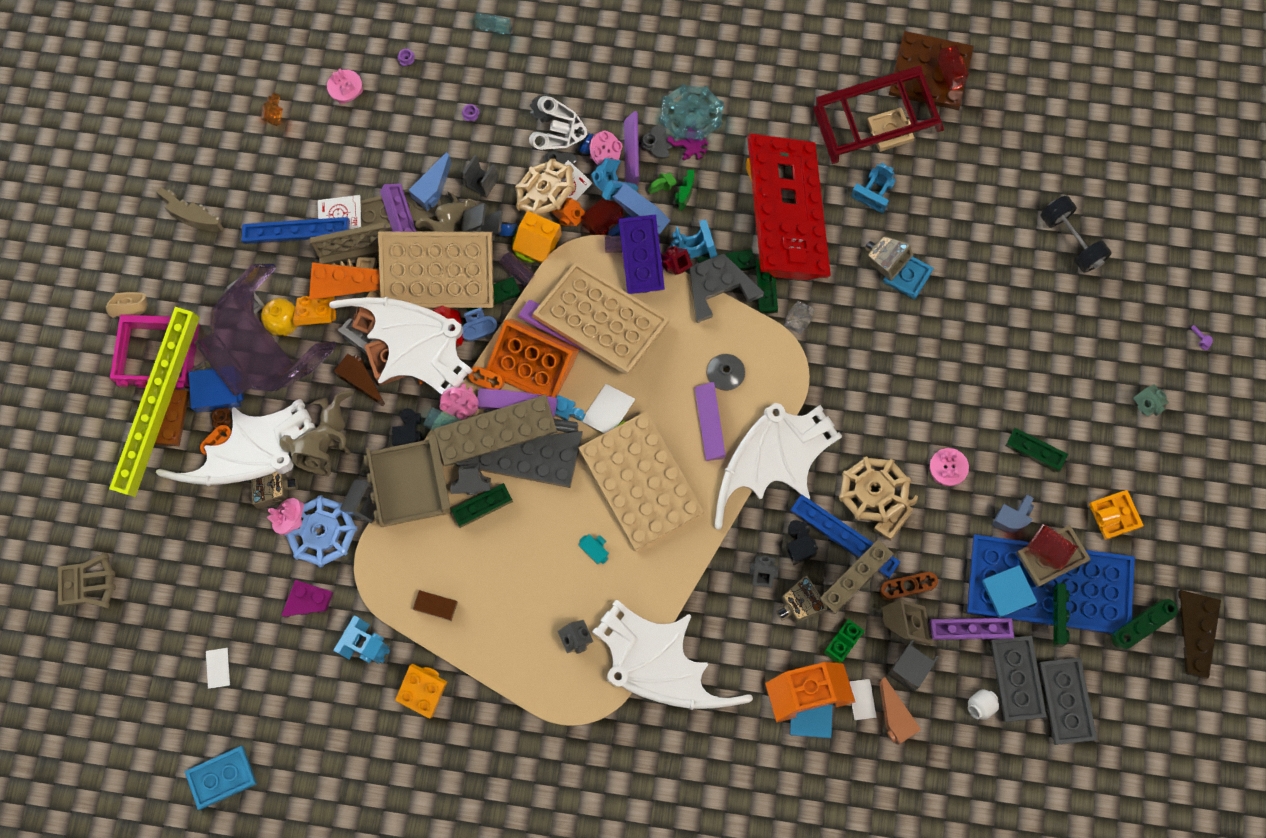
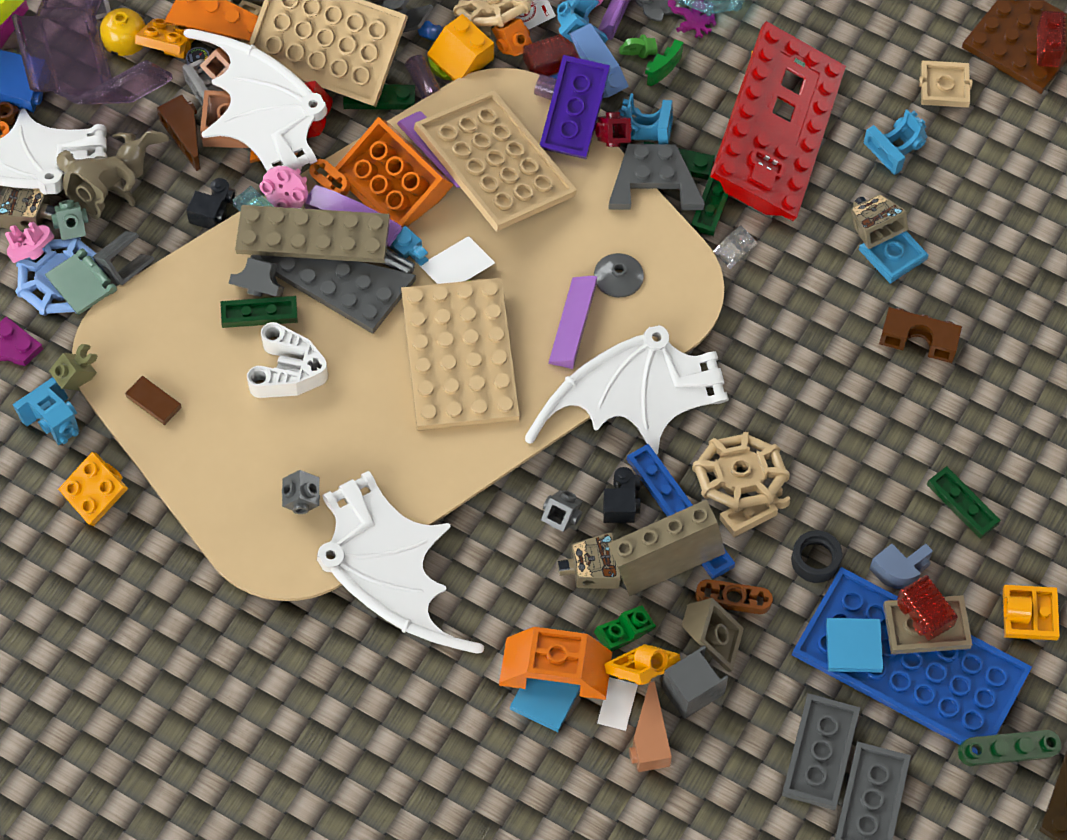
camera: 15 degrees right, 10 degrees down
(309, 486) = (70, 227): none -> sand green brick
(339, 532) = (80, 281): none -> sand green piece
(343, 315) = (196, 54): none -> black tile
(367, 606) = (74, 369): none -> olive brick
(407, 482) = (184, 255): dark tan panel -> none
(478, 326) = (347, 123): medium blue bracket -> none
(525, 554) = (295, 365): none -> white connector
(594, 548) = (370, 409): teal piece -> none
(866, 87) = (937, 23): dark red piece -> none
(872, 667) = (642, 664): none -> light orange plate
(950, 476) = (843, 492): bright pink plate -> none
(961, 519) = (820, 538): none -> black tyre
(970, 329) = (940, 335): none -> reddish brown arch
(971, 628) = (788, 671): medium lavender slope -> none
(983, 704) = (763, 762): white head -> none
(1060, 615) = (906, 694): dark green plate -> none

